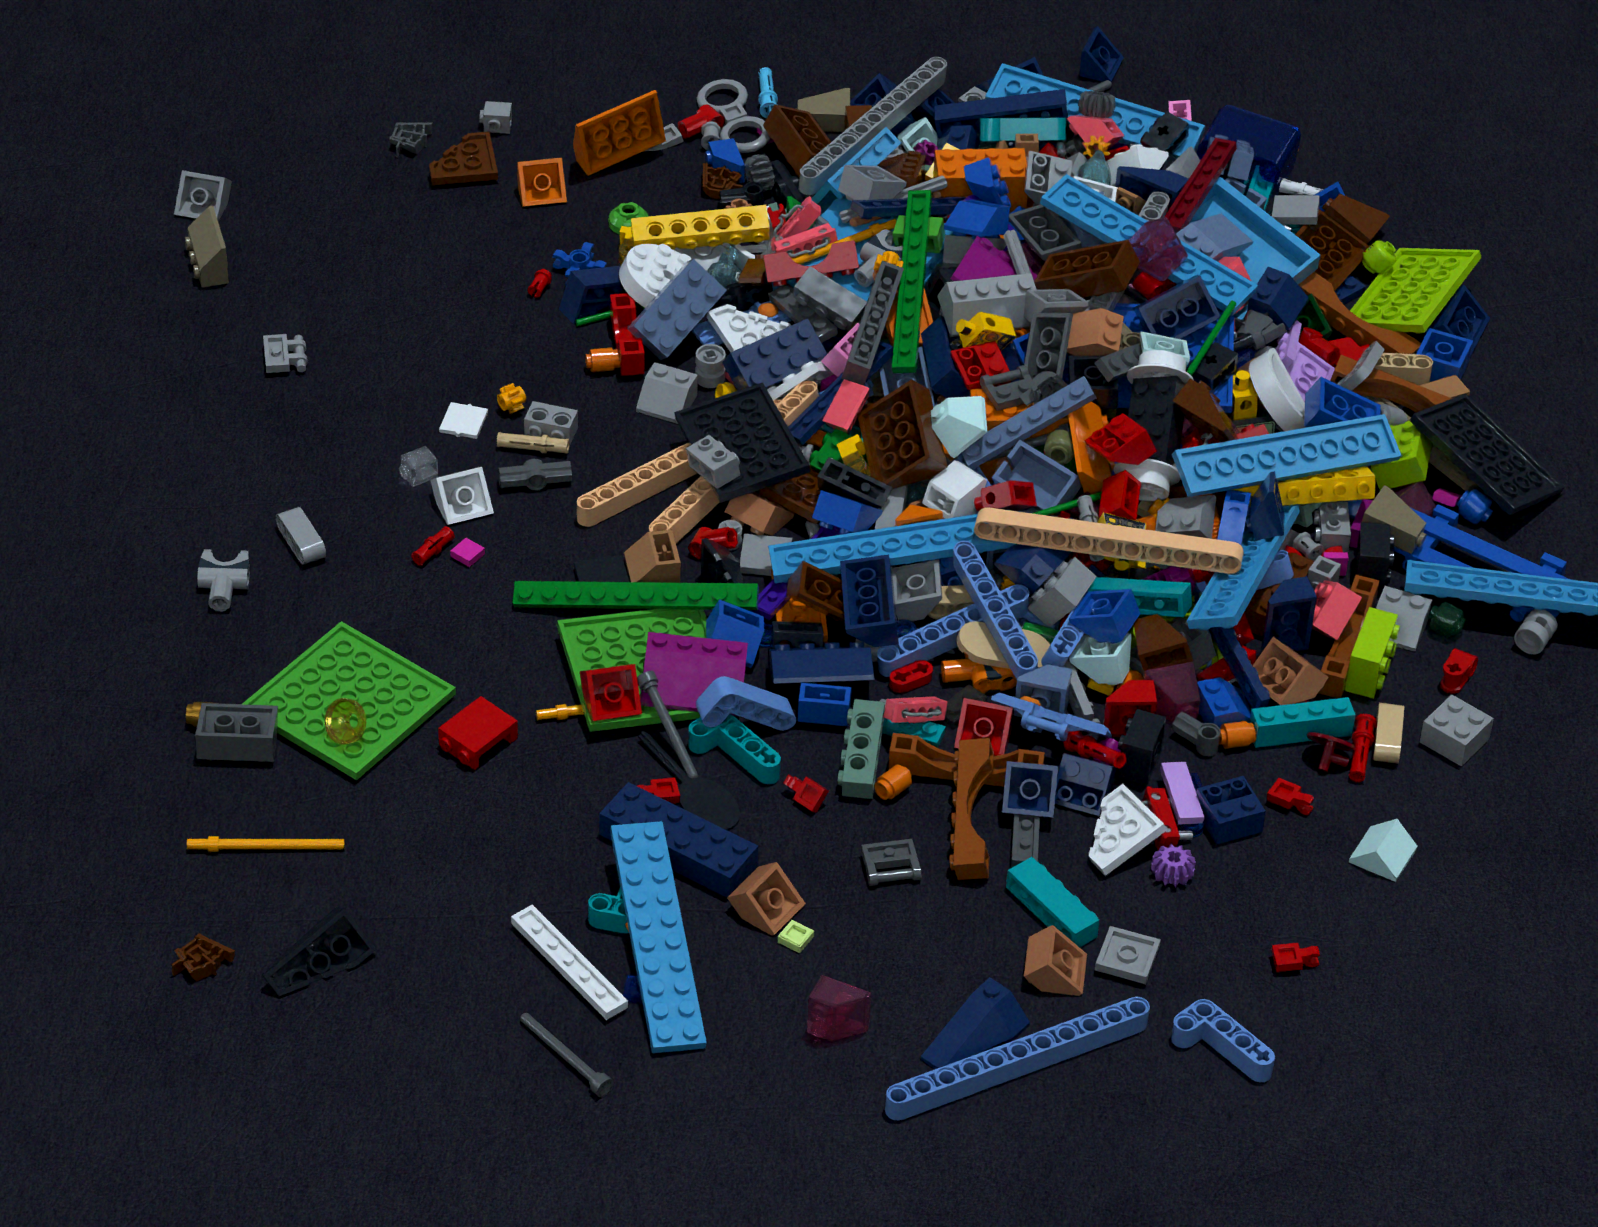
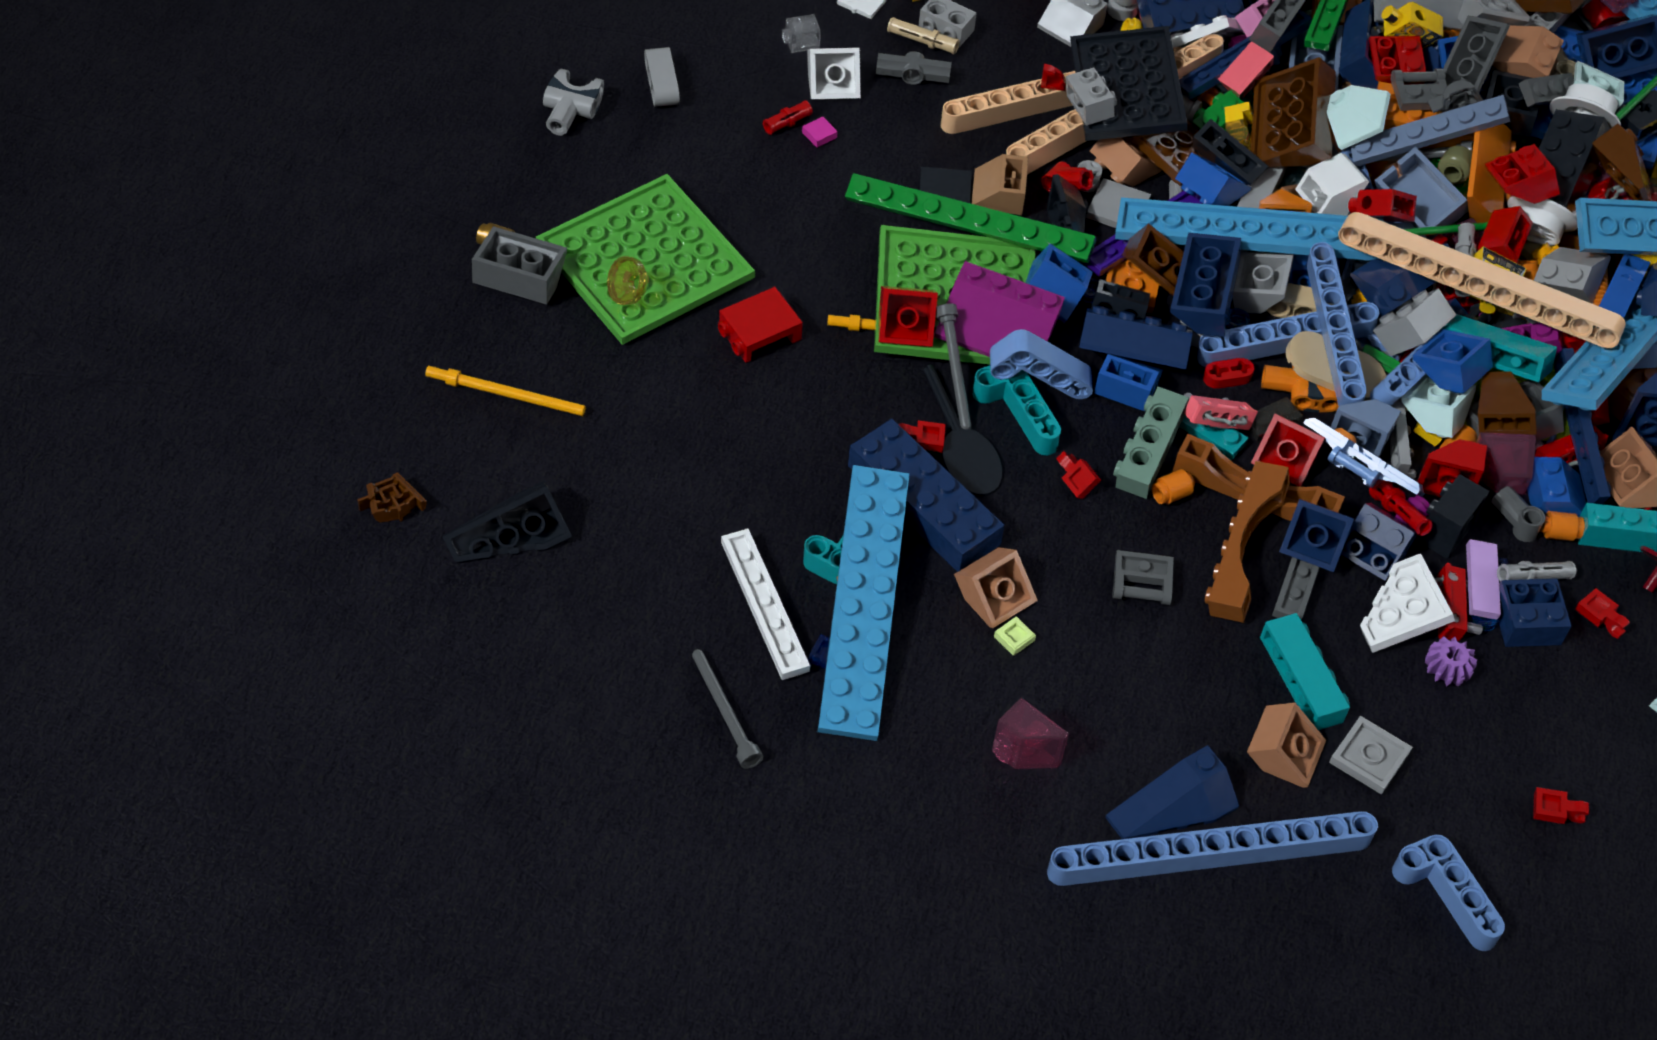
camera: 15 degrees right, 10 degrees up
(670, 454) = (1053, 78): none -> red tile
(1216, 775) = (1530, 570): none -> light grey pin

